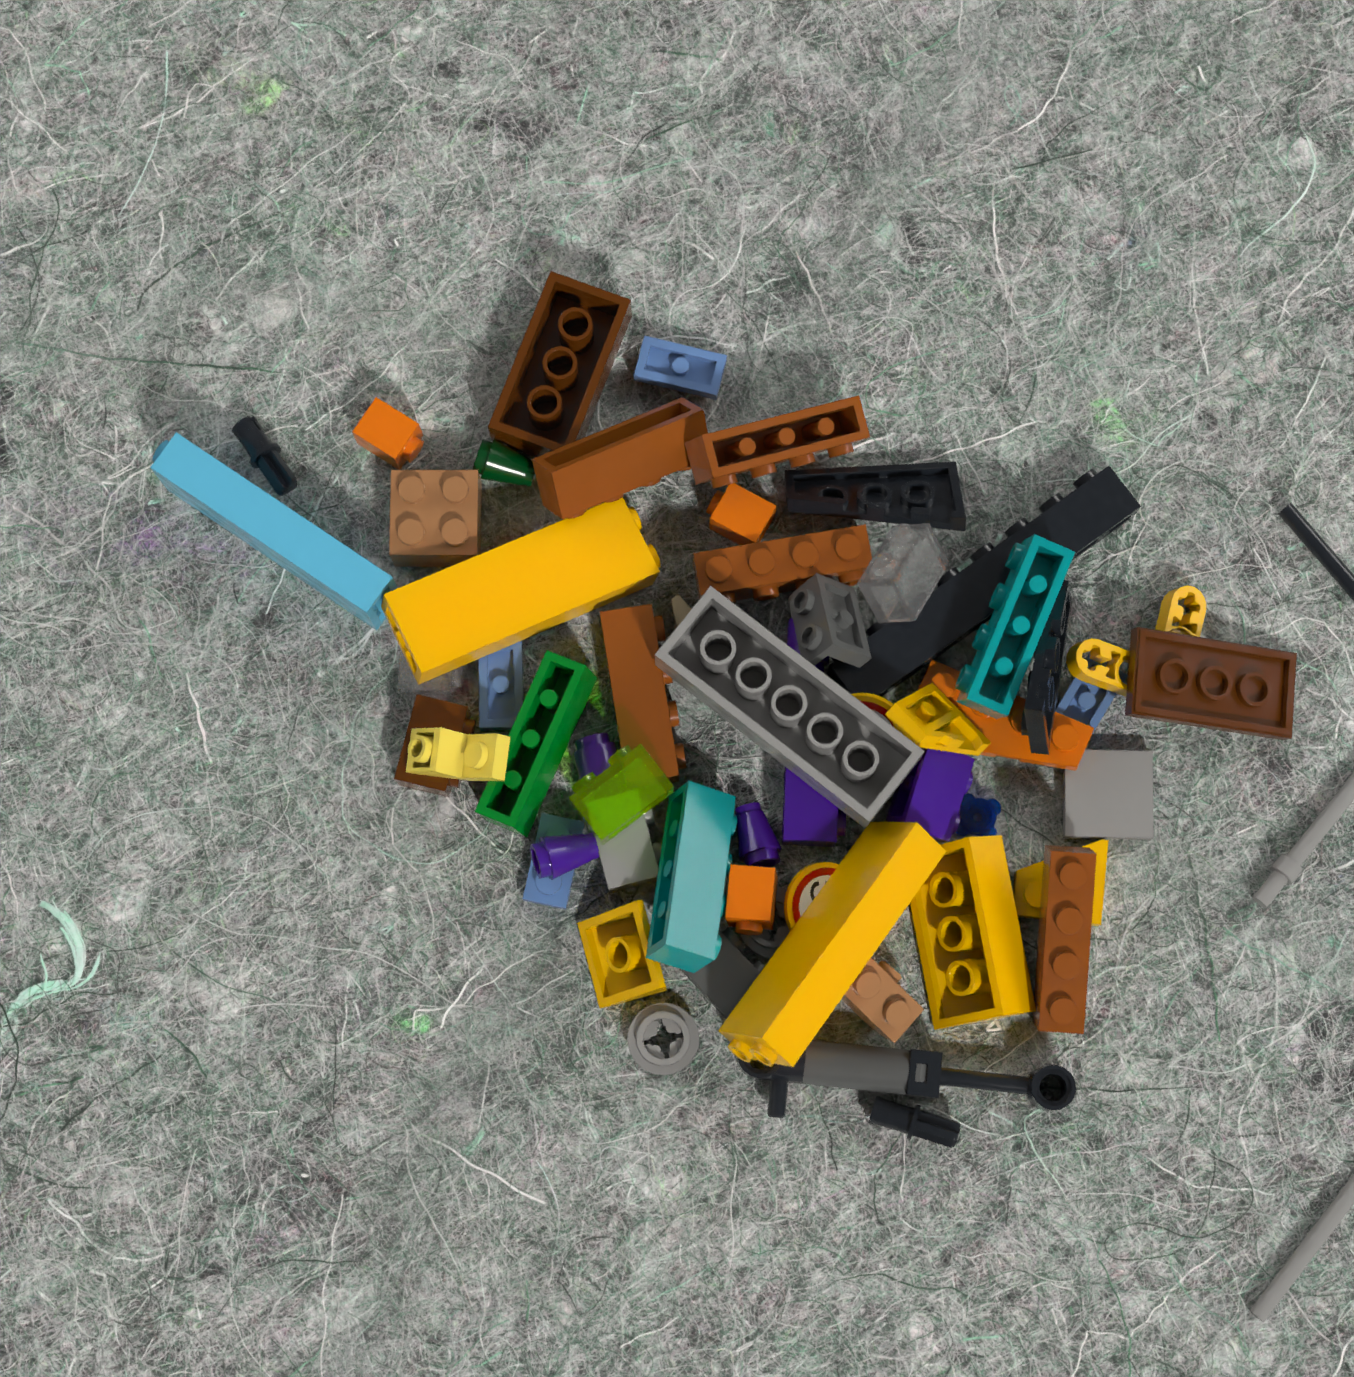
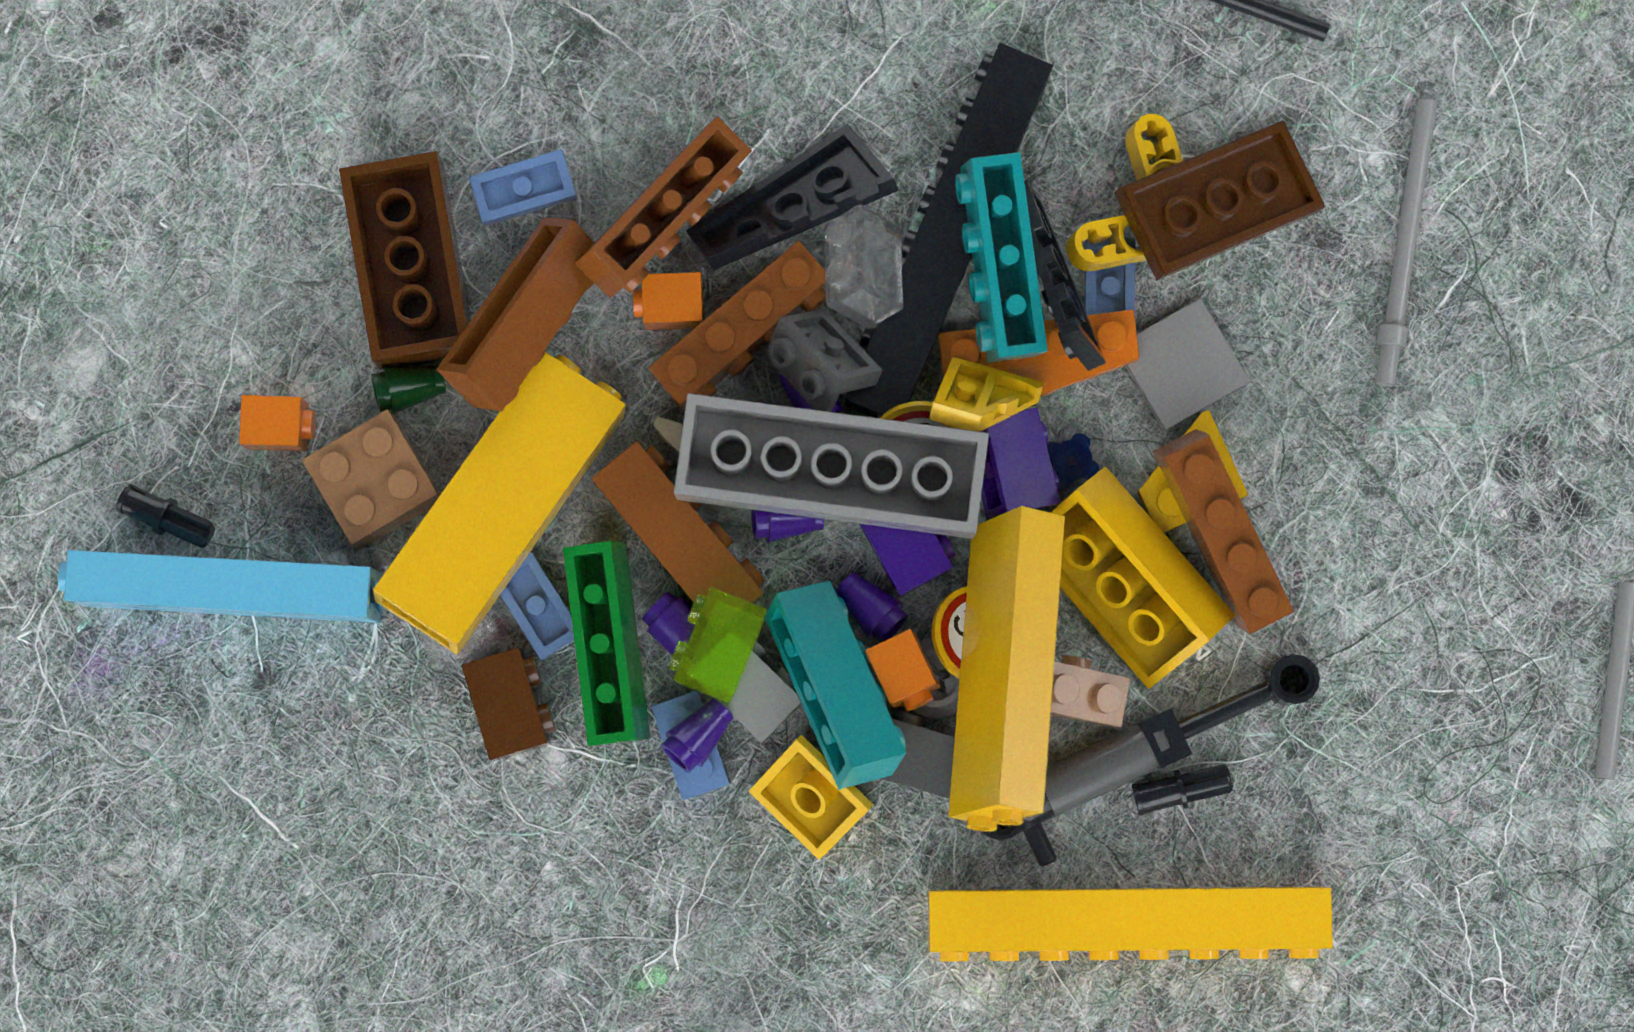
camera: 30 degrees left, 5 degrees up
(457, 755) = (538, 701): light yellow slope -> none
(675, 1021) = (921, 854): light grey gear -> none
(723, 734) = (781, 526): none -> dark purple cone
(813, 1199) = (1128, 921): none -> yellow brick

